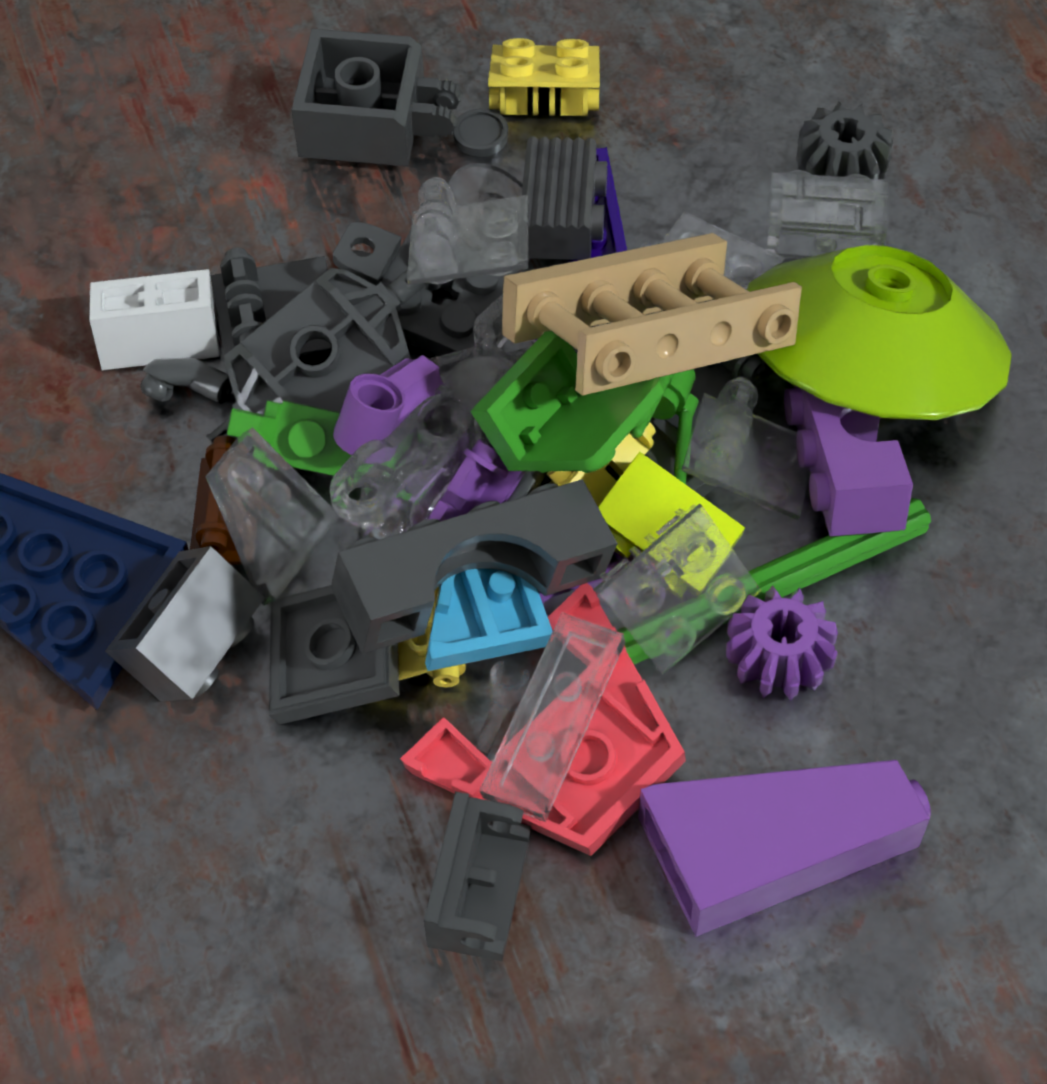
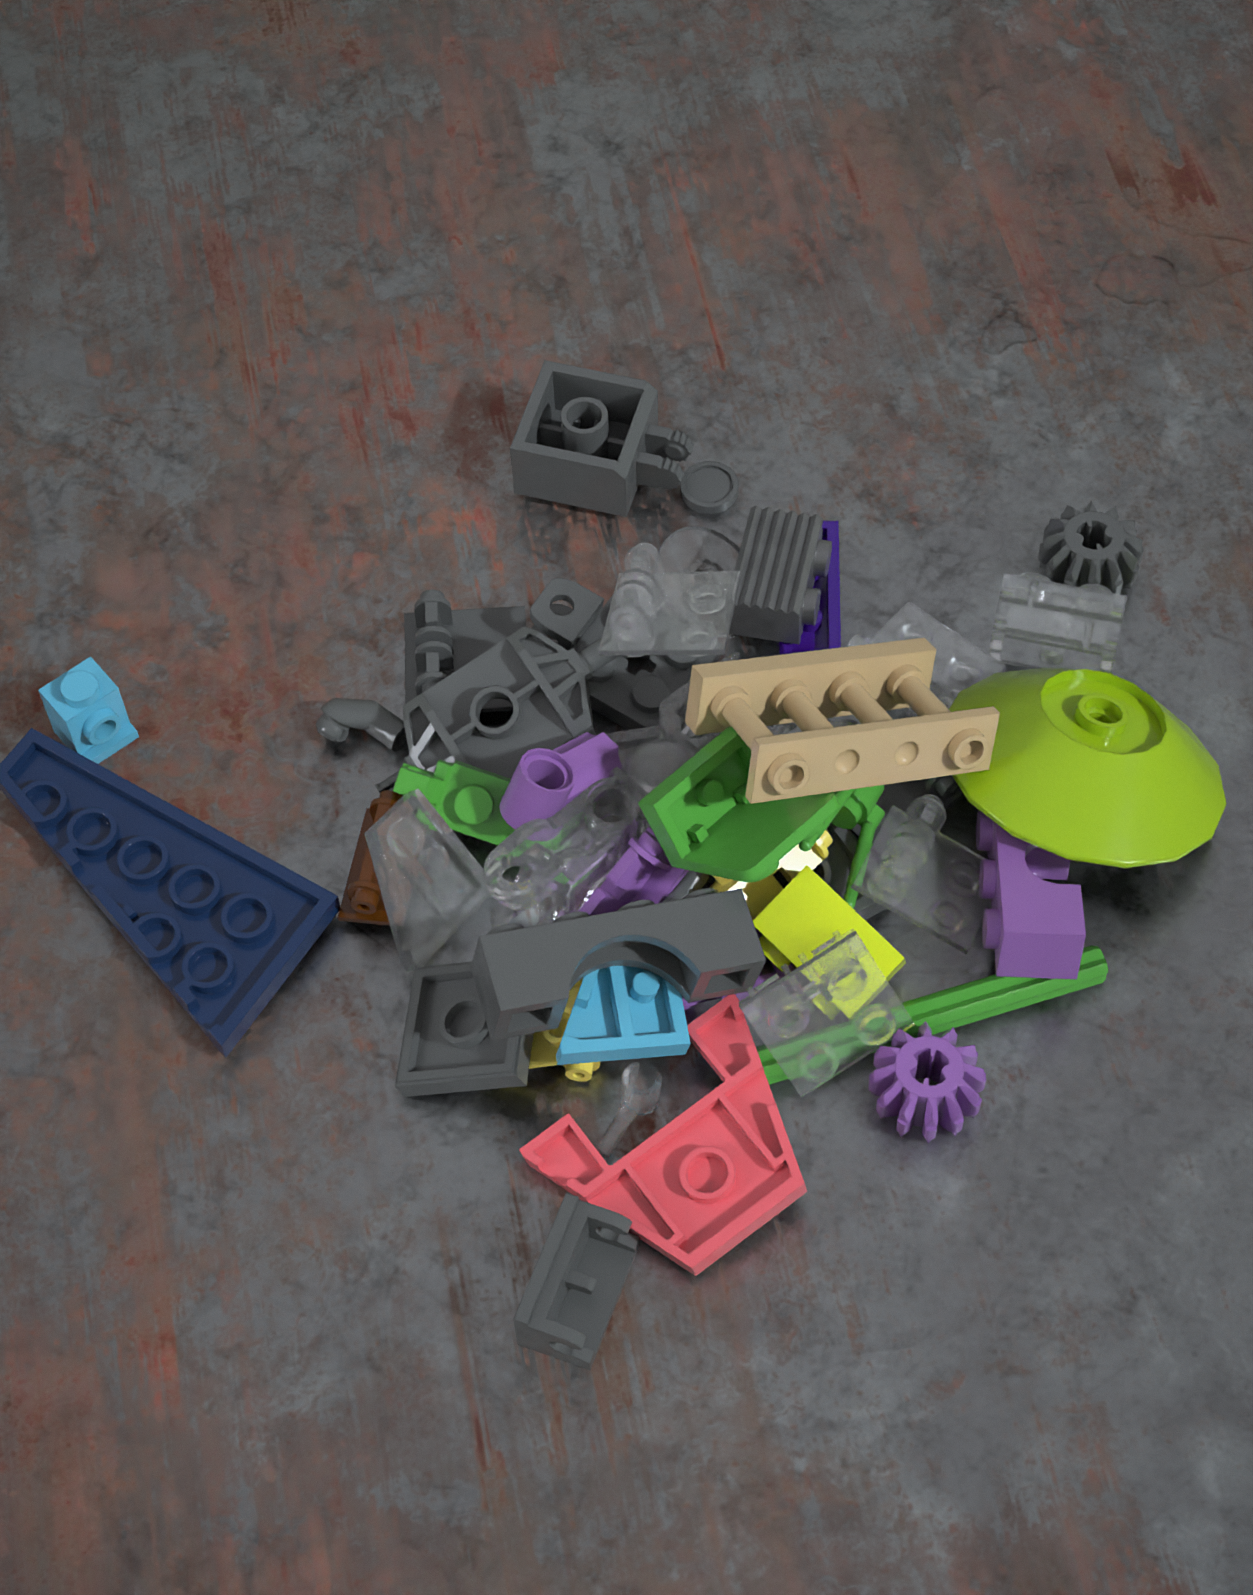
camera: 10 degrees right, 0 degrees up
(154, 319) = (339, 655): white hinge -> none
(186, 625) = (325, 984): flat silver brick -> none
(523, 65) = (773, 421): light yellow hinge -> none
(553, 716) = (677, 1128): clear tile -> none
(776, 835) = (888, 1282): medium lavender slope -> none

